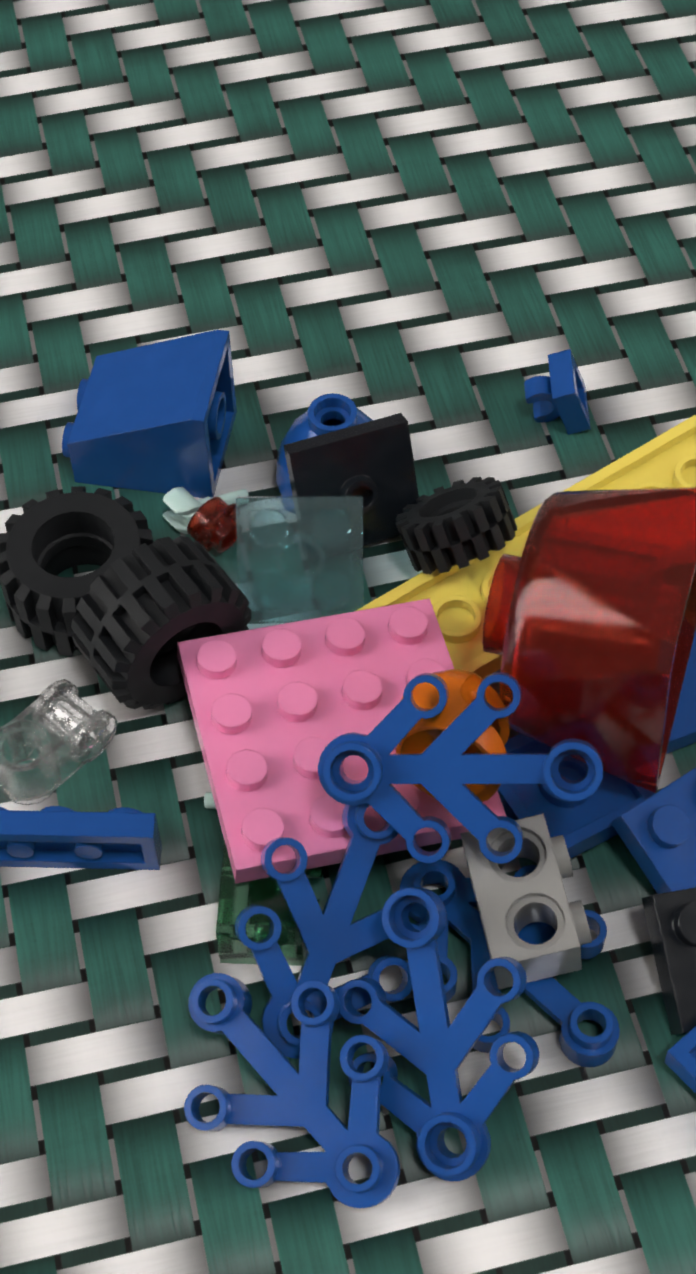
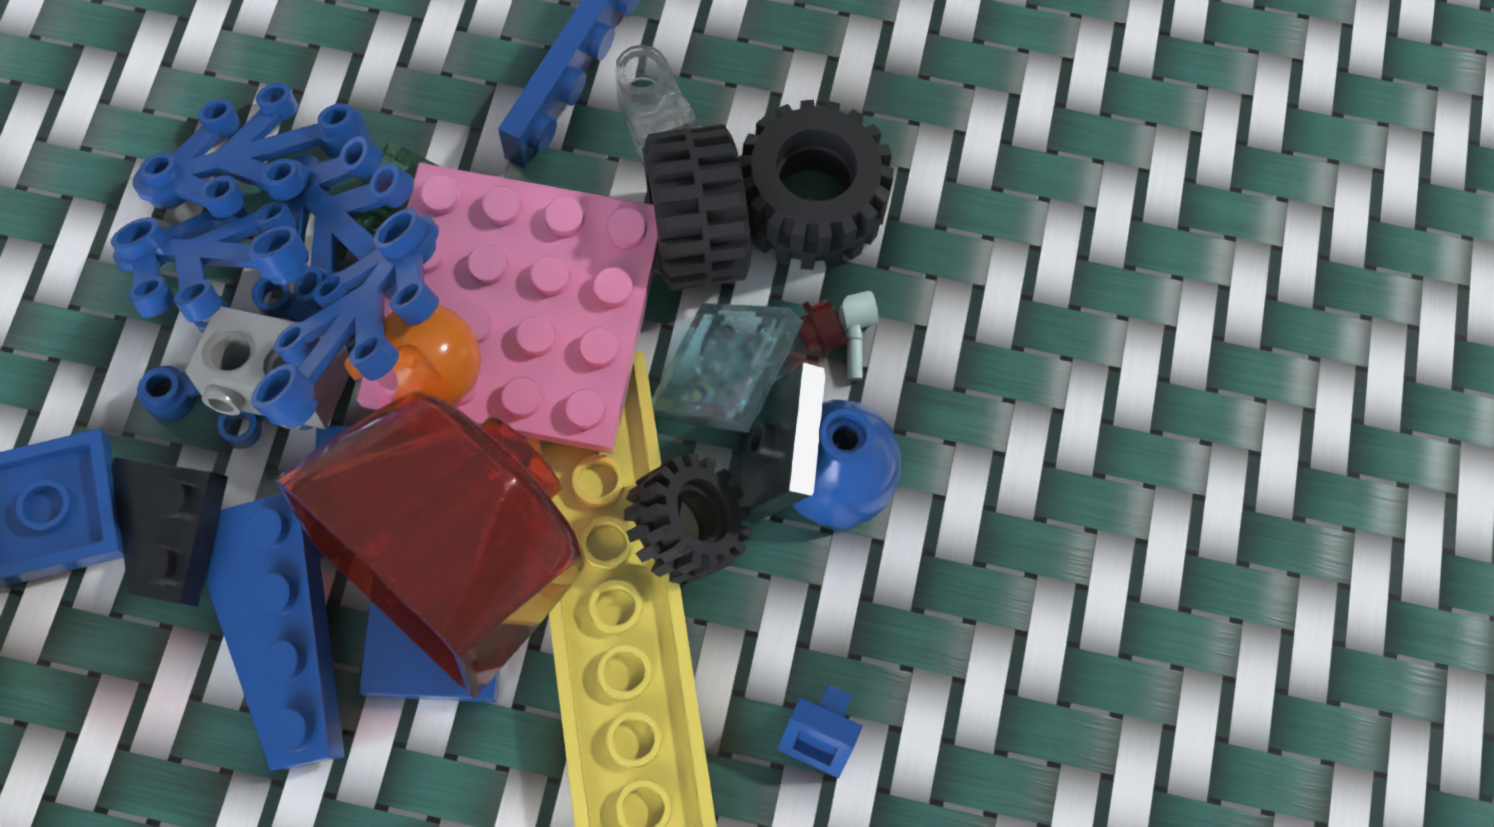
camera: 110 degrees right, 15 degrees up
(156, 416) = (964, 316): blue slope -> none

